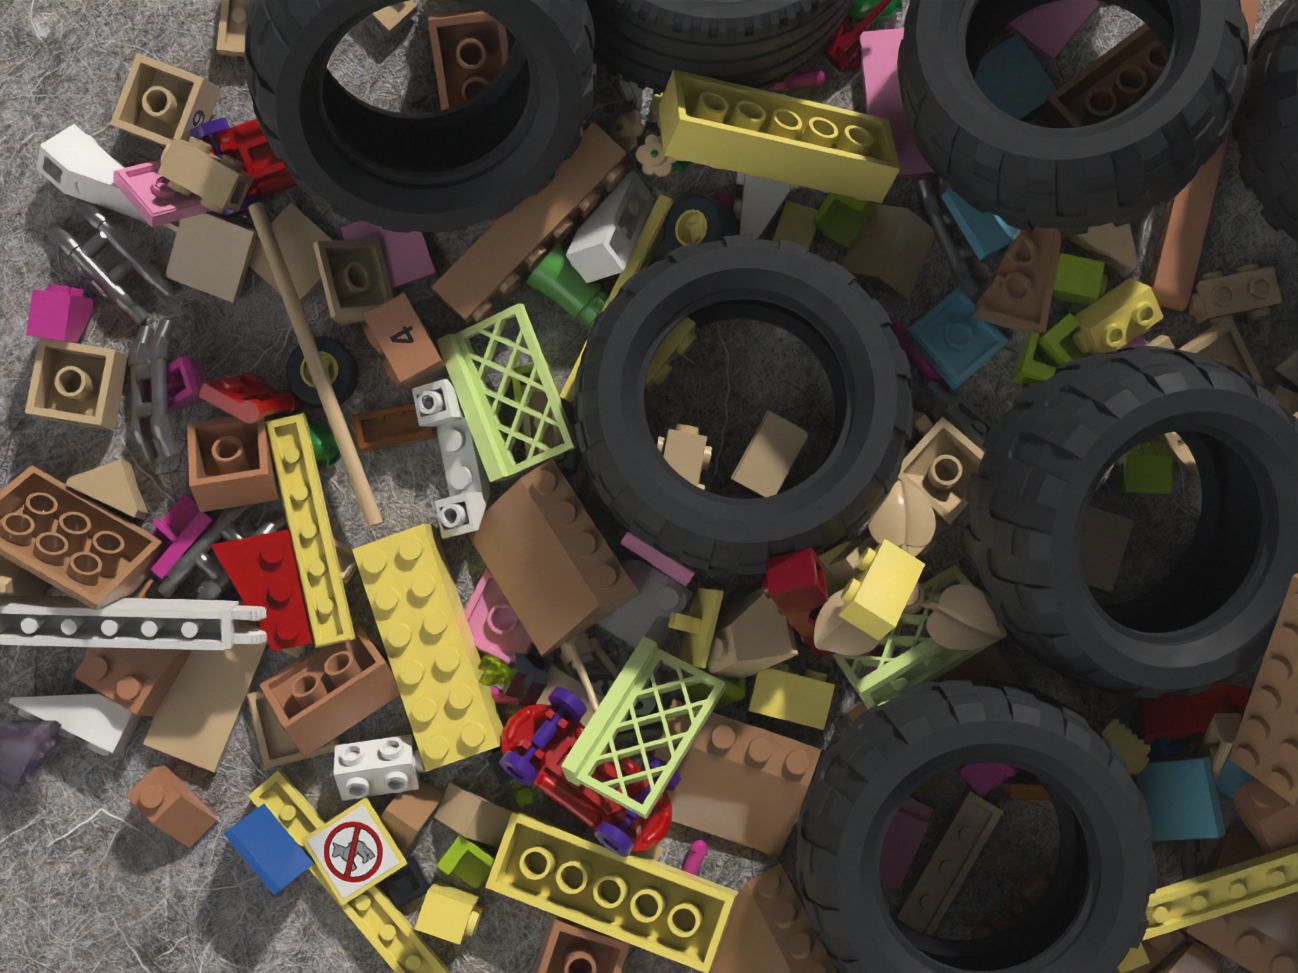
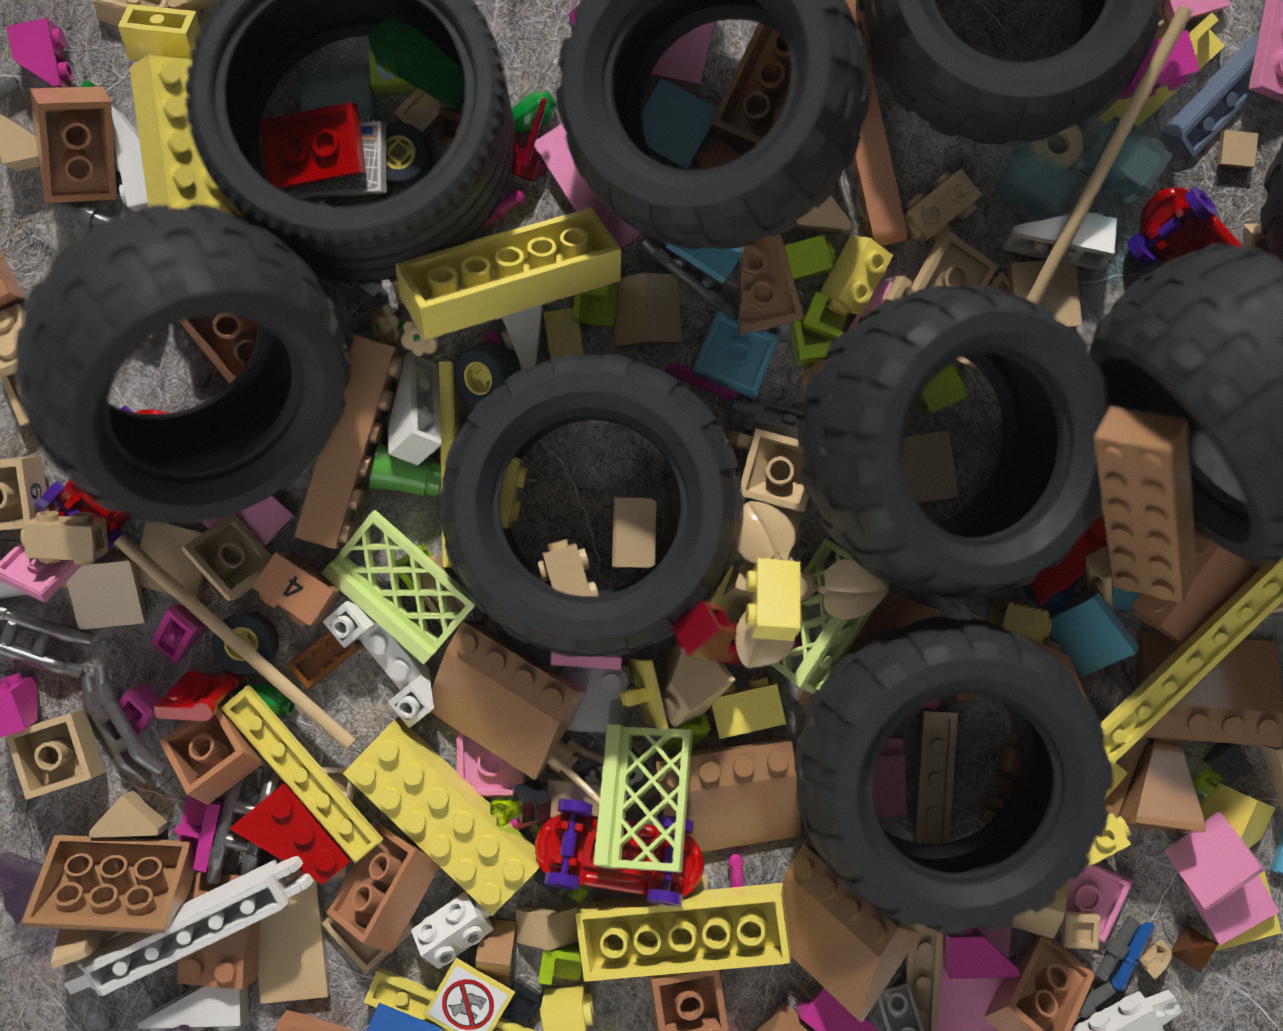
camera: 30 degrees left, 5 degrees up
(261, 329) = (178, 632): none -> dark pink slope

